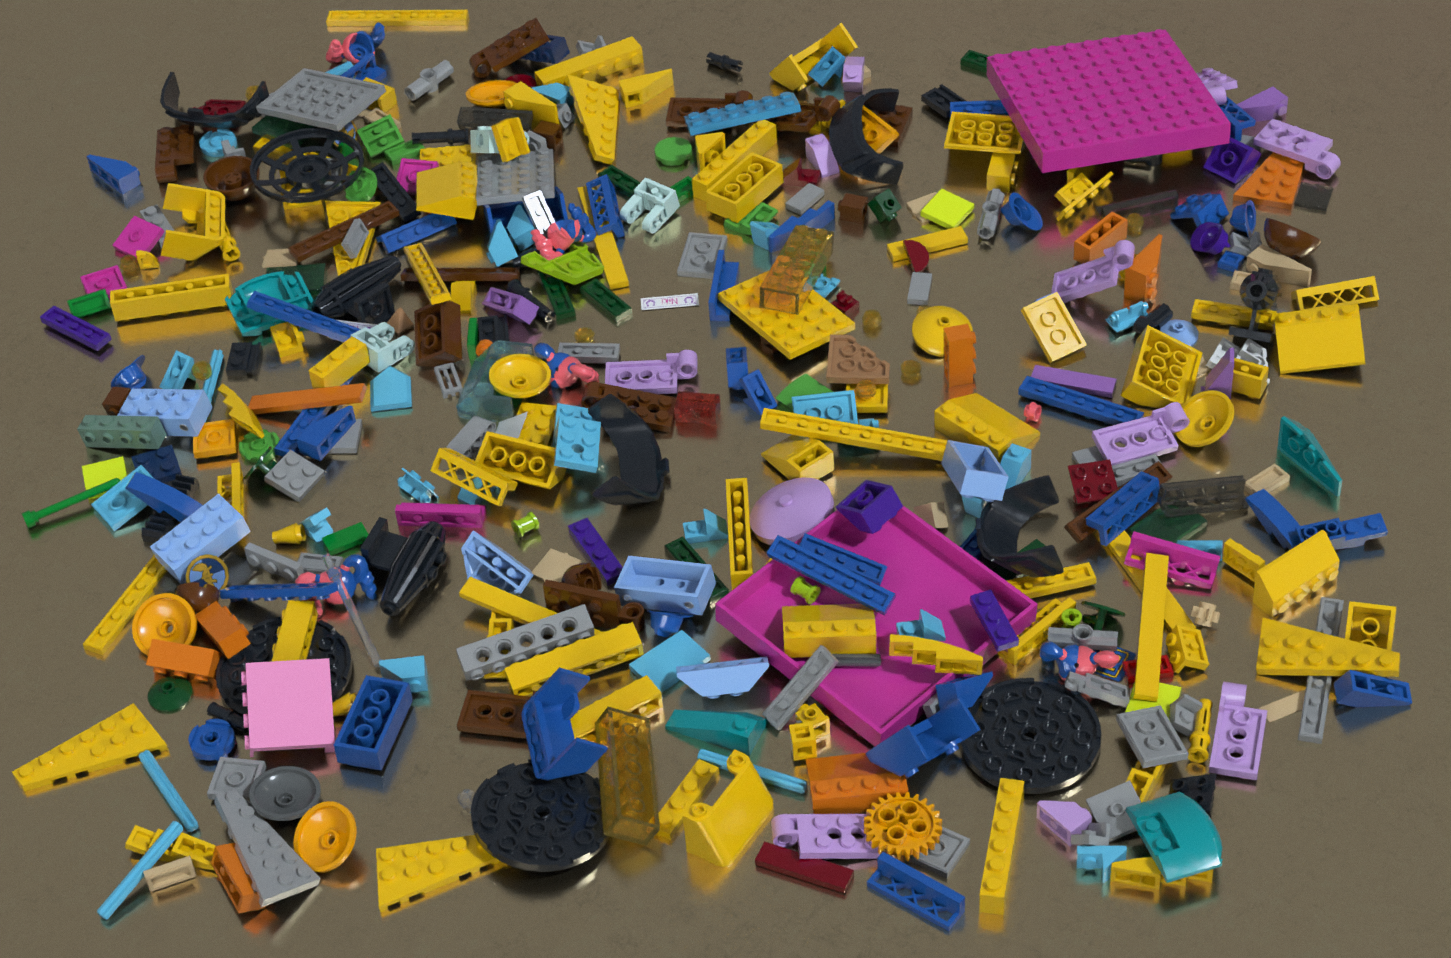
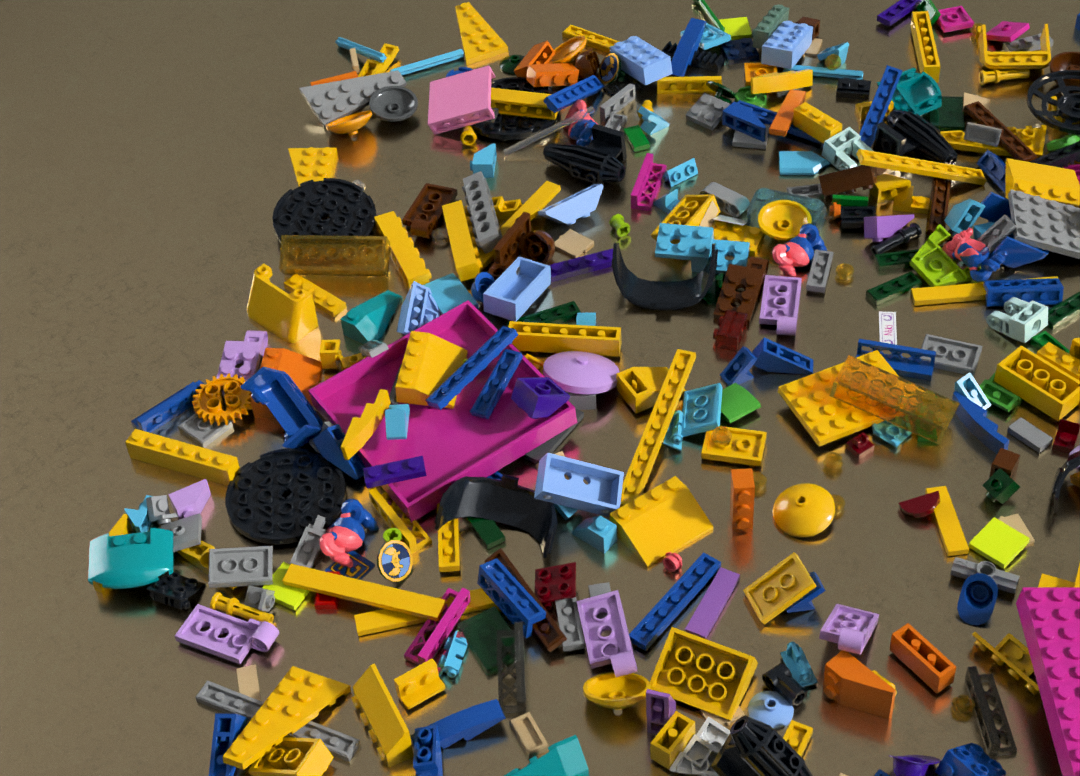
camera: 100 degrees right, 0 degrees up
(131, 376) = (834, 31): blue piece -> none
(235, 774) = (420, 87): light grey plate -> none
(373, 722) = (441, 143): blue brick -> none
(478, 470) = (674, 192): yellow fence -> none
(550, 732) = (377, 217): blue windscreen -> none
(767, 775) = (324, 330): medium azure axle -> none
(809, 870) = (212, 359): dark red tile -> none
(852, 362) = (759, 430): medium nougat plate -> none
(919, 288) = (875, 505): light grey tile -> none
(1083, 636) = (371, 543): light grey piece -> none
(1186, 649) = (333, 619): yellow bracket -> none
(1205, 614) = (366, 638): tan gear -> none

